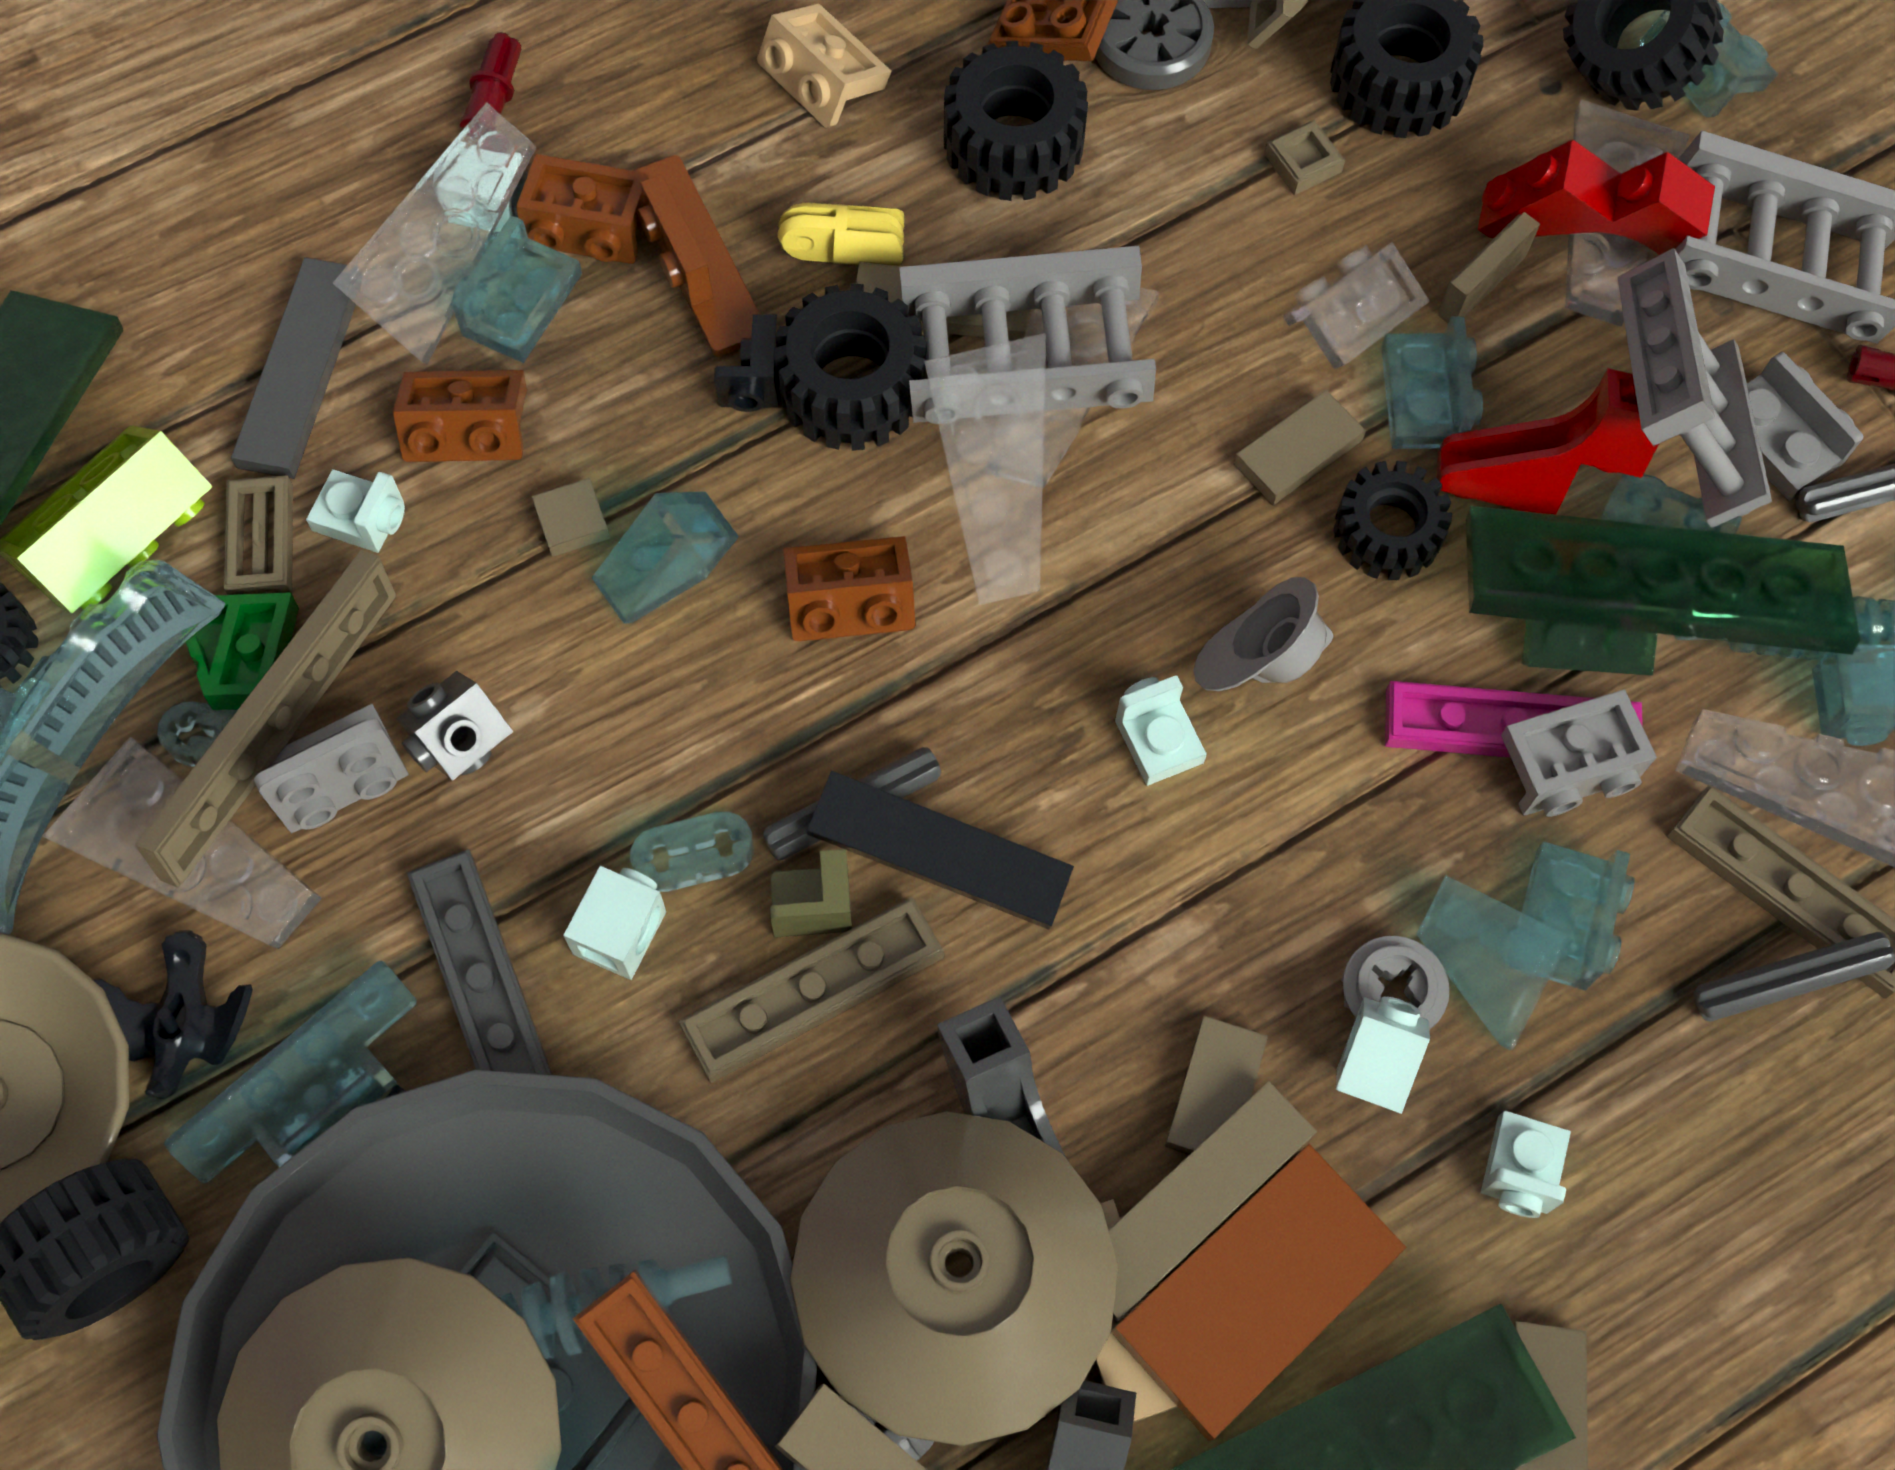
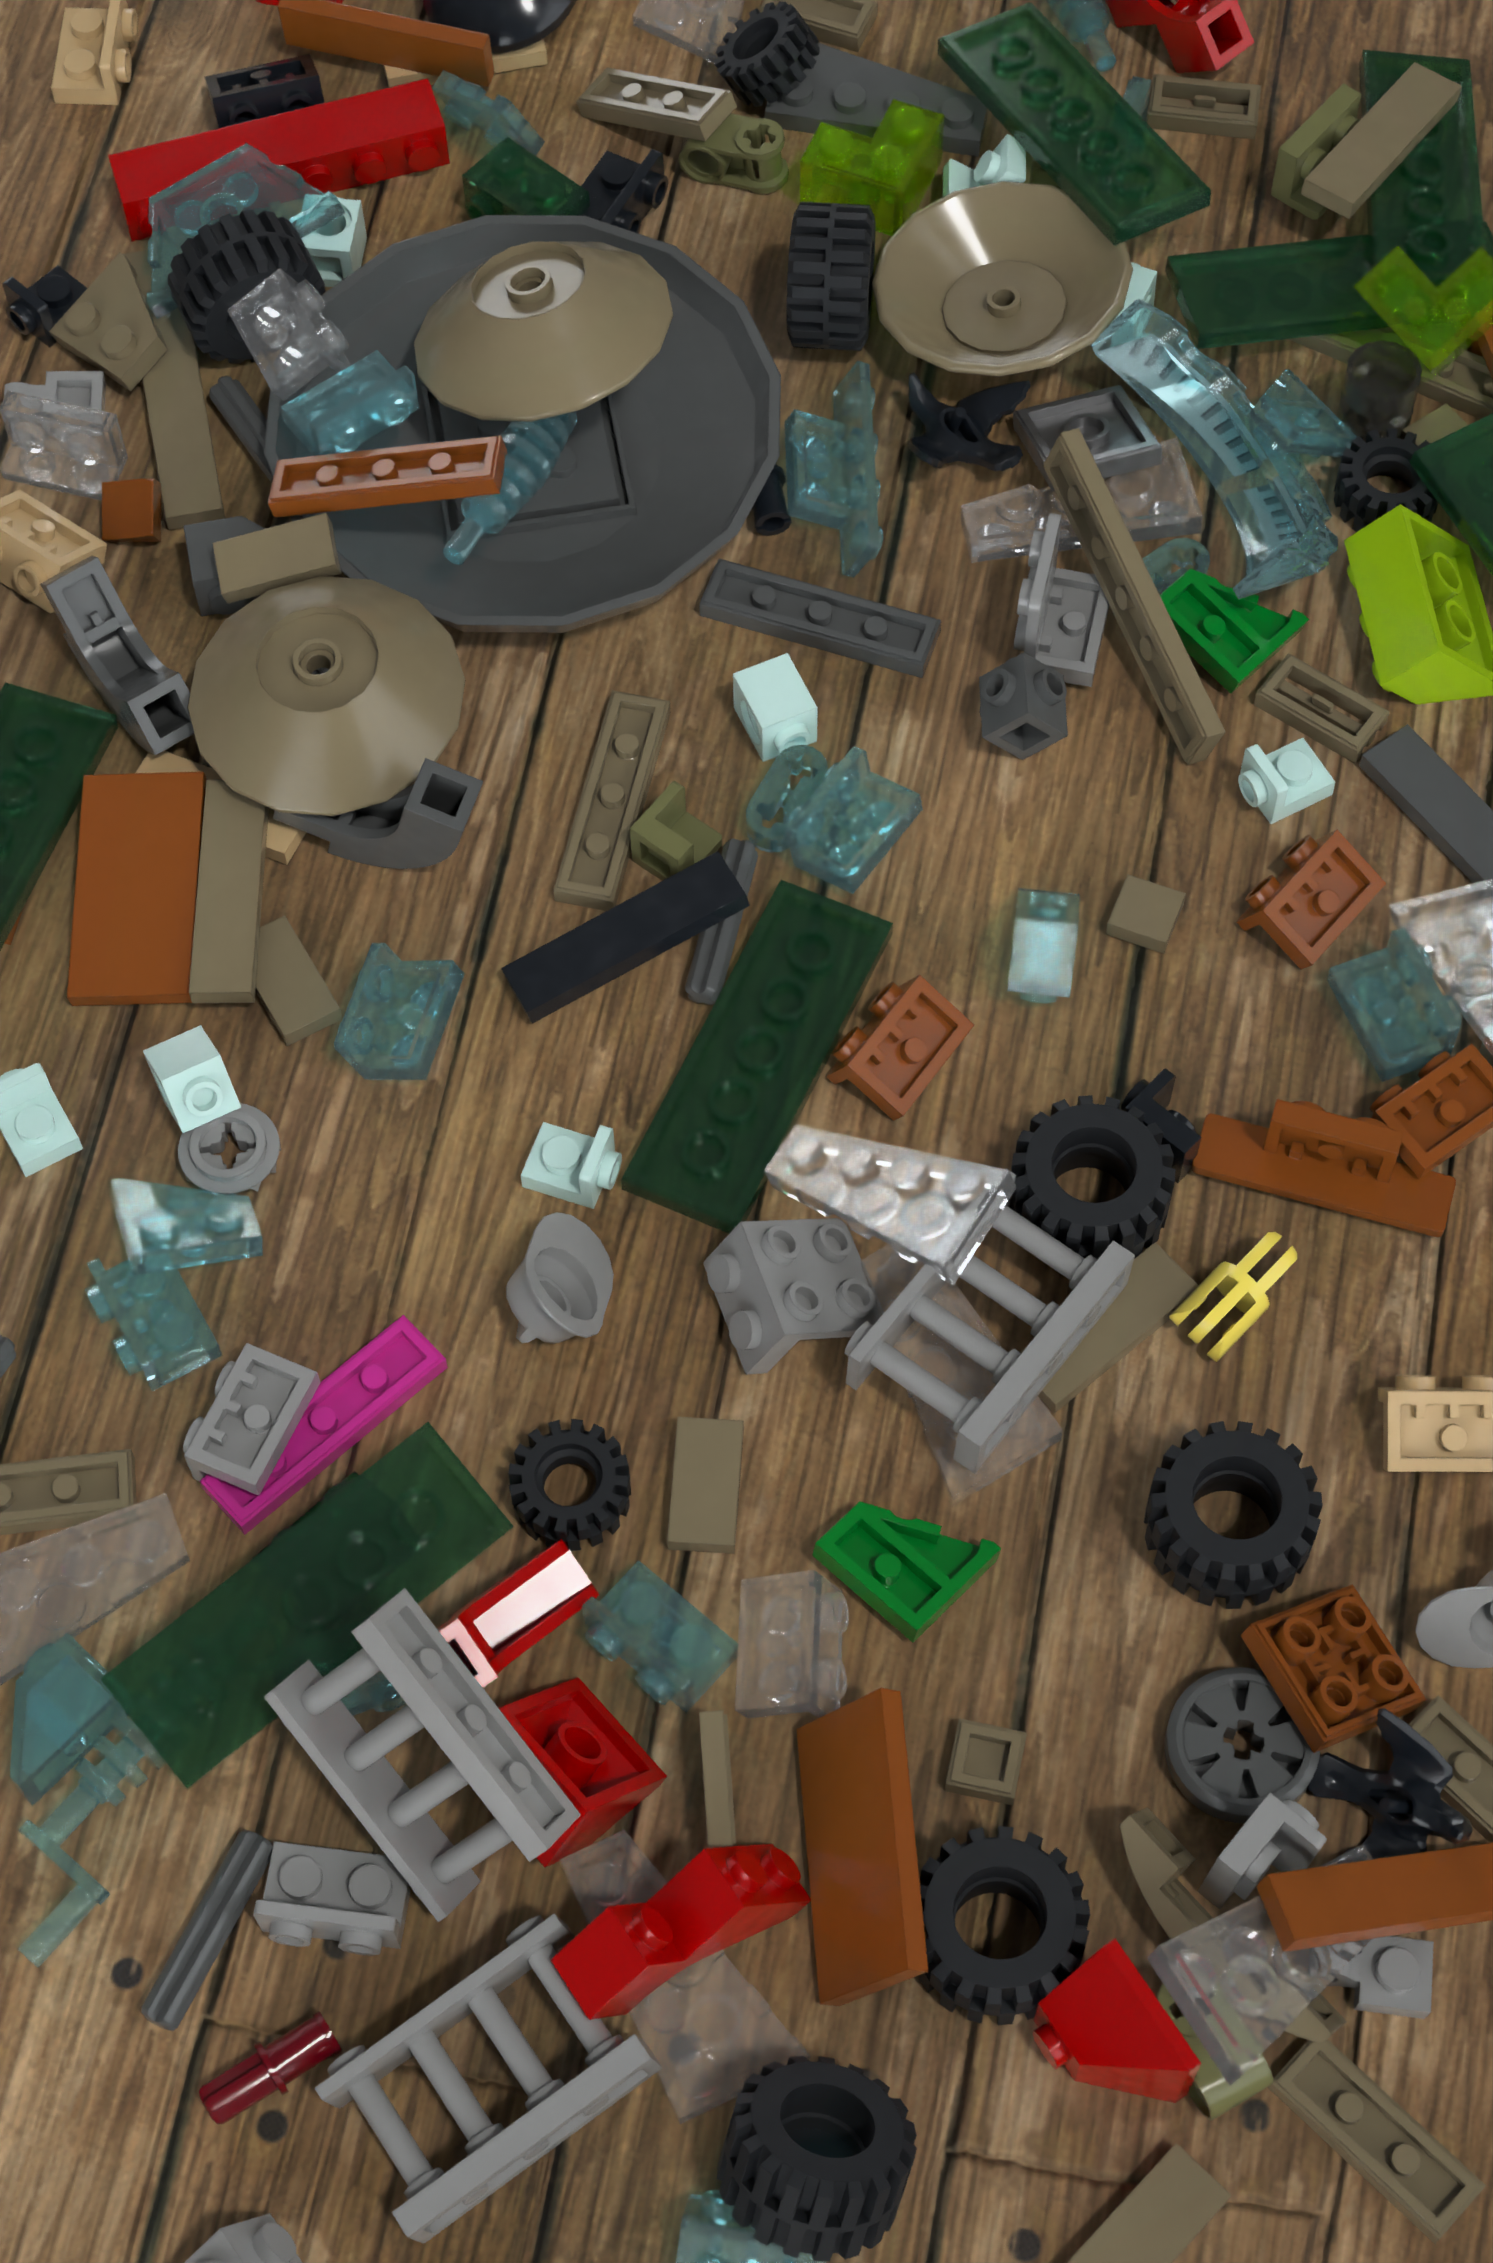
camera: 135 degrees right, 5 degrees down
(100, 904) = (1108, 424): none -> flat silver tile
(679, 769) = (850, 822): none -> clear light blue bracket
(939, 685) = (757, 1057): none -> clear green tile
(1120, 495) = (788, 1286): none -> light grey bracket
(1168, 958) = (397, 1015): none -> clear light blue bracket
(1232, 284) = (902, 1565): none -> green wing
(1445, 149) = (861, 1849): none -> dark orange tile
(1561, 351) = (587, 1757): none -> red slope

